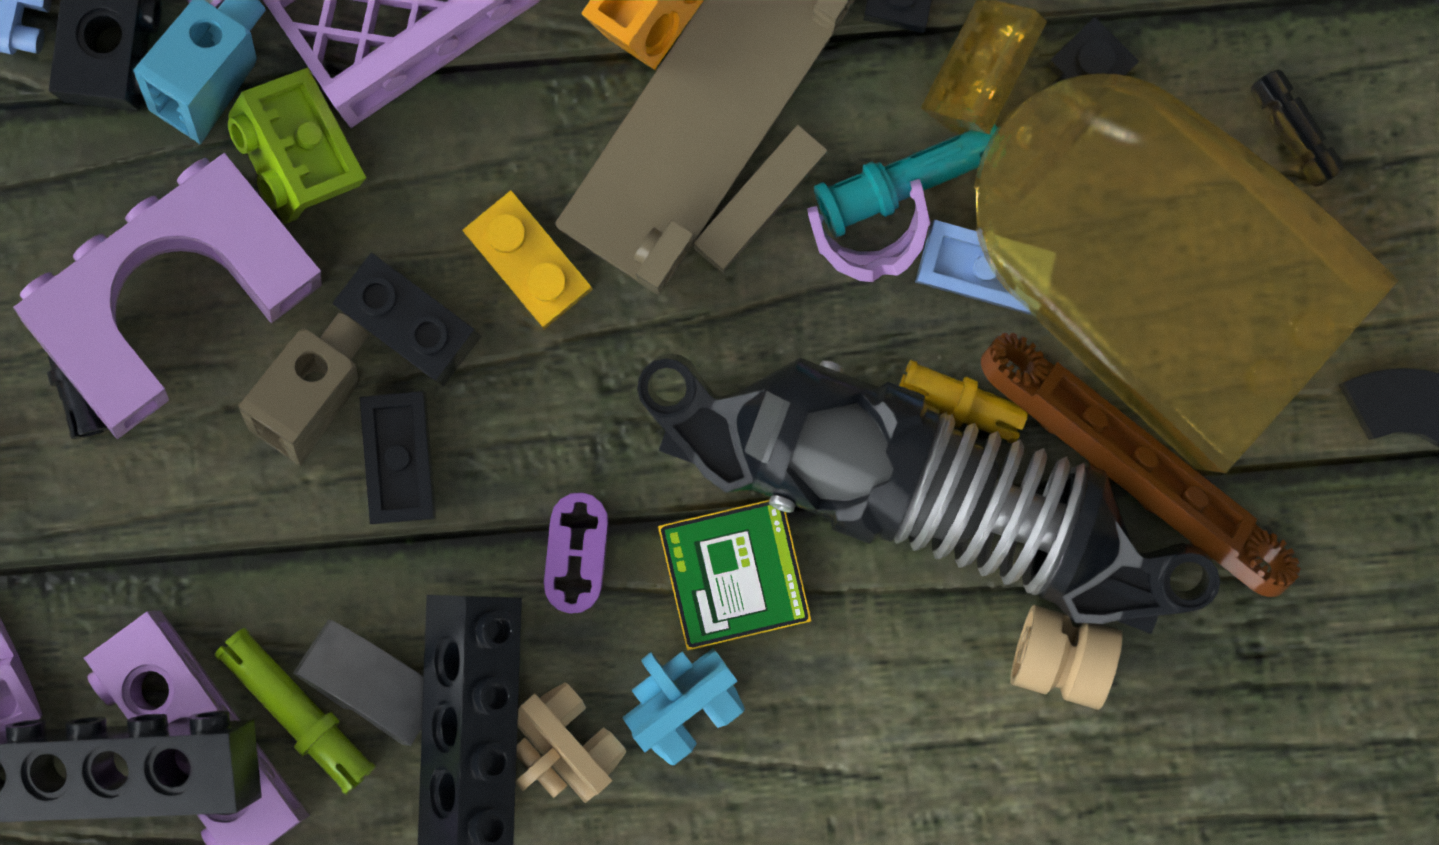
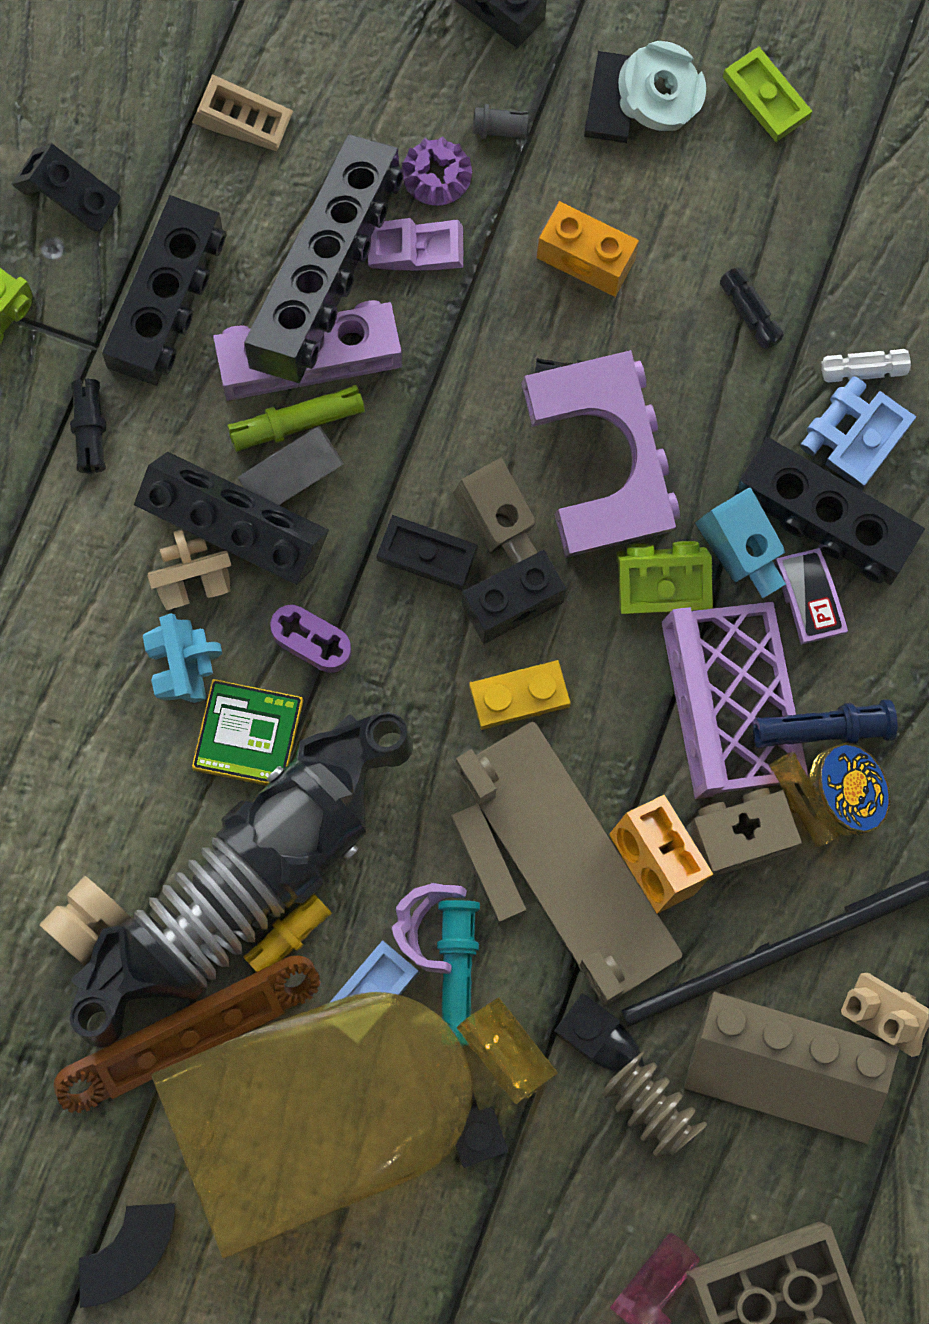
camera: 115 degrees right, 10 degrees down
(1297, 127) = (366, 1259): black axle -> none

